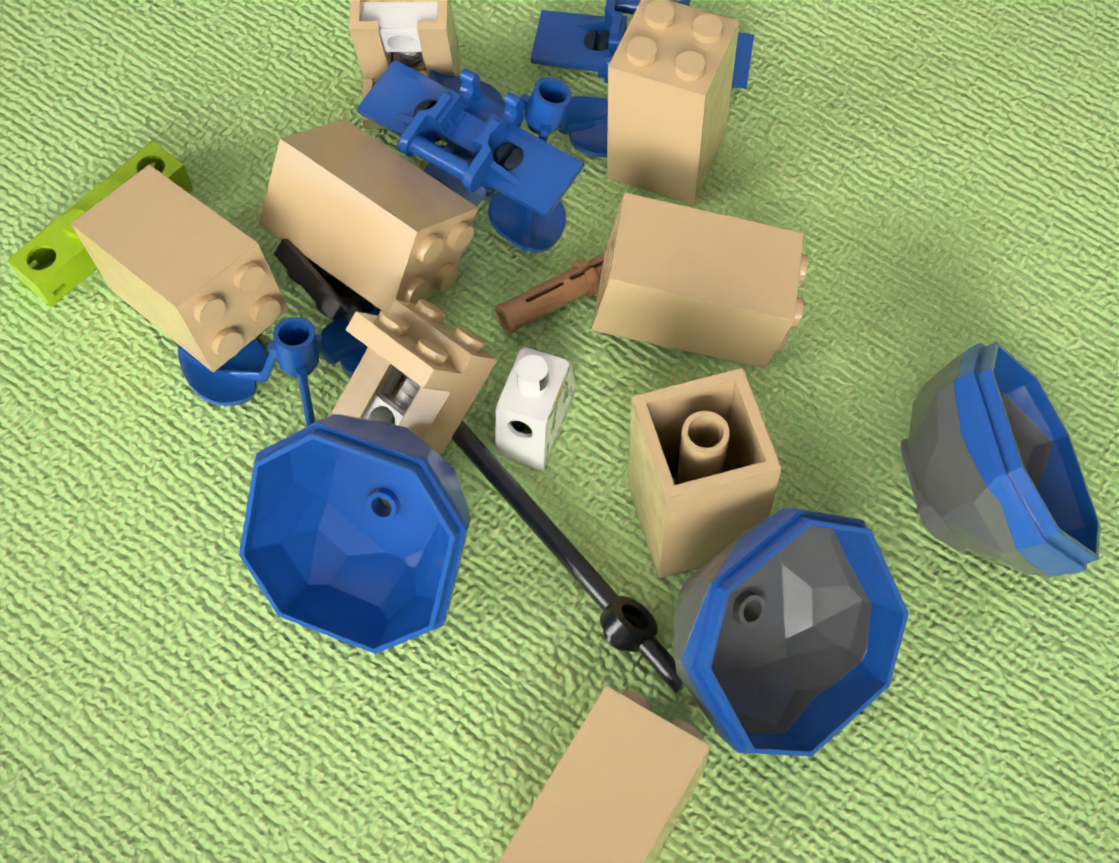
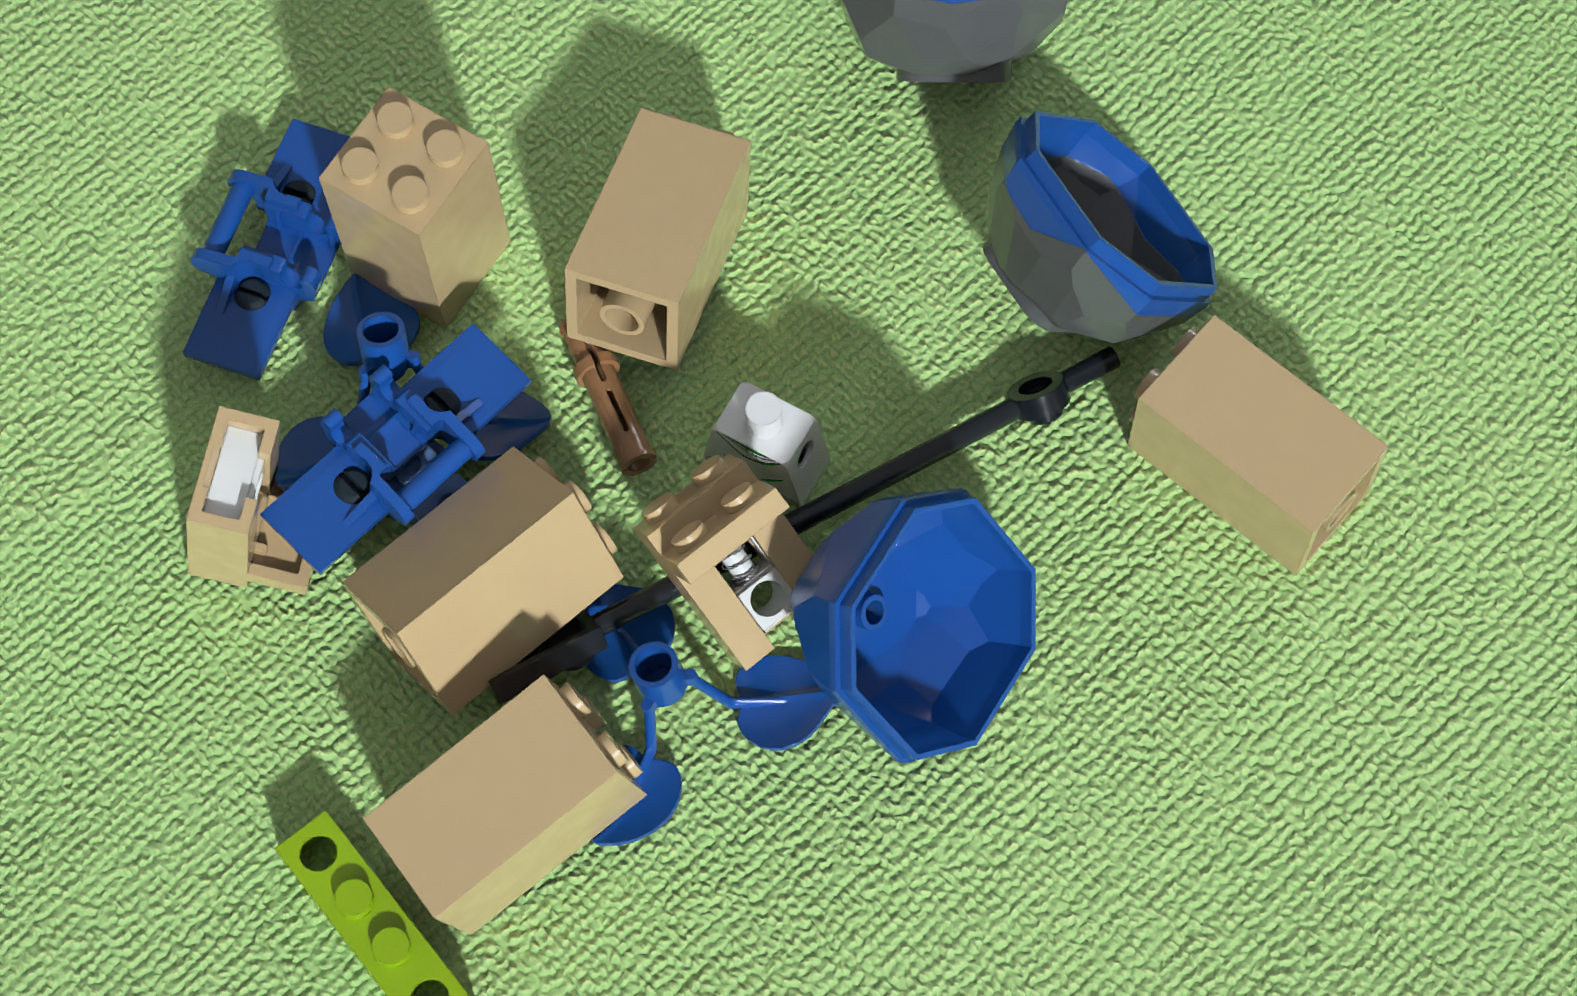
camera: 80 degrees left, 5 degrees up
(699, 468) = (924, 266): tan brick -> none

